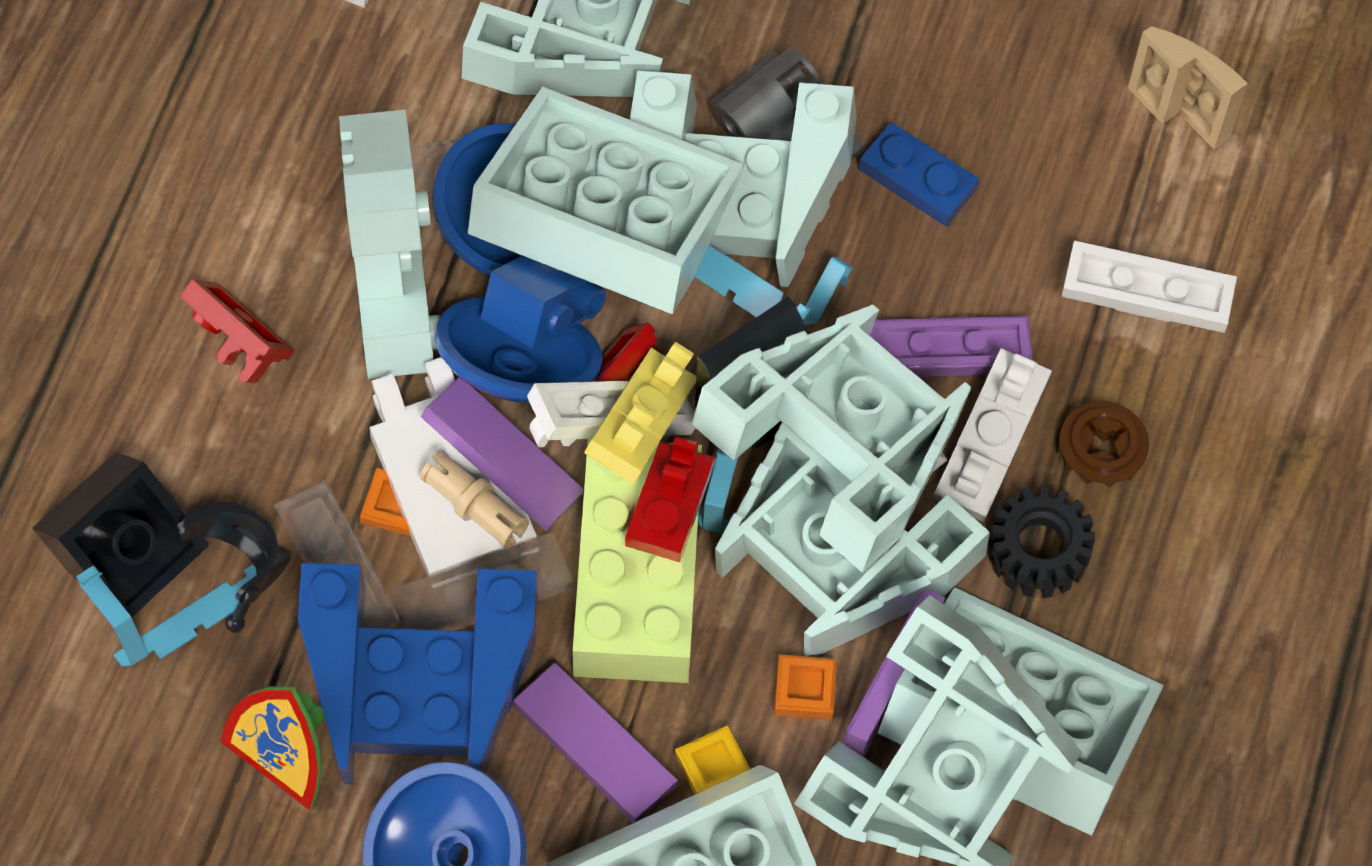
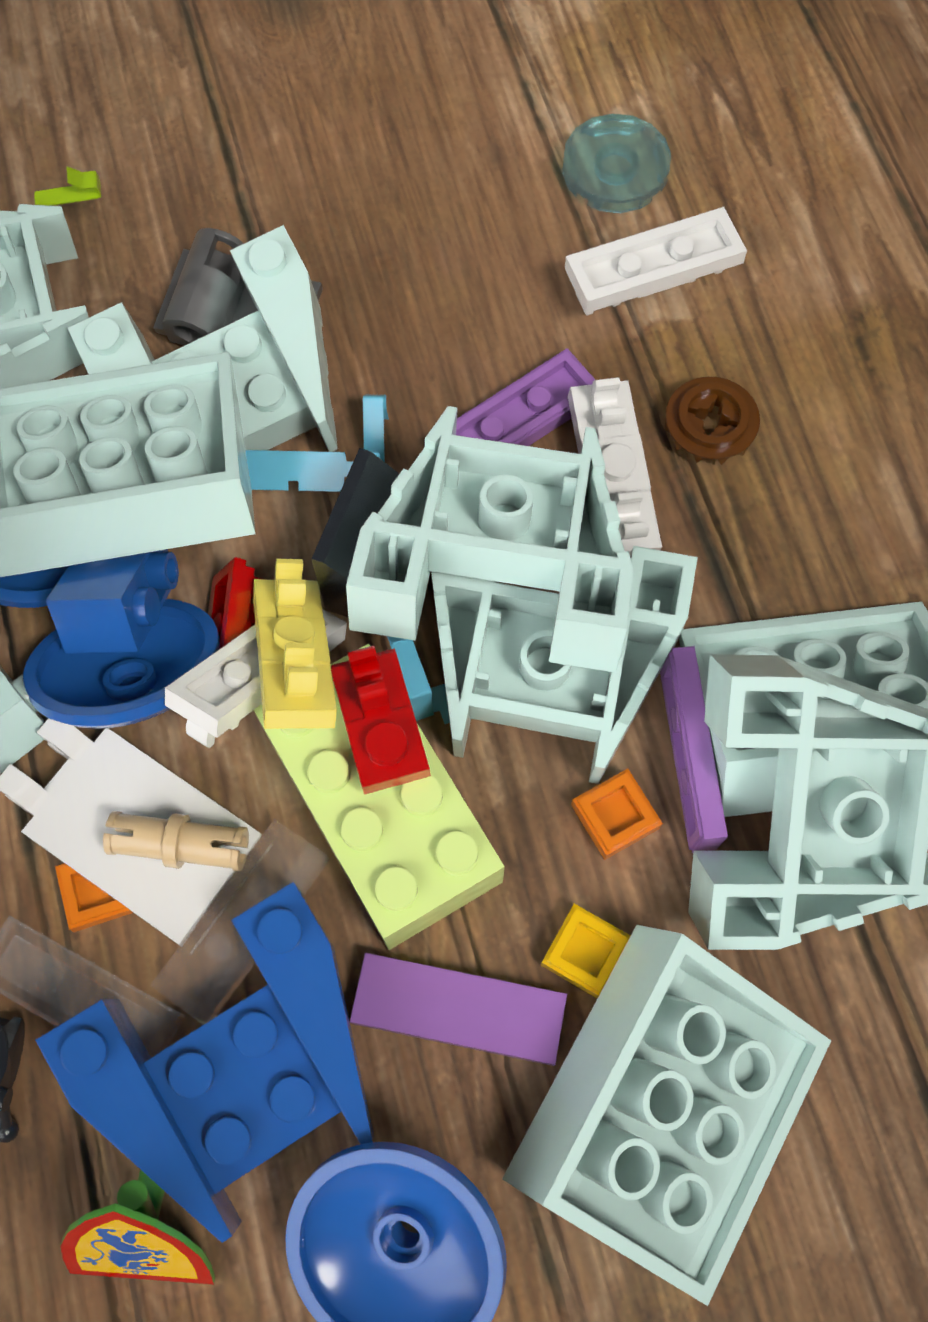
camera: 30 degrees left, 5 degrees up
(502, 453) = (173, 774): medium lavender tile -> none
(918, 174) = (383, 284): blue plate -> none
(1033, 571) = (742, 511): black tyre -> none
(1187, 80) = (563, 71): tan slope -> none
(1190, 184) = (616, 162): none -> clear light blue tile

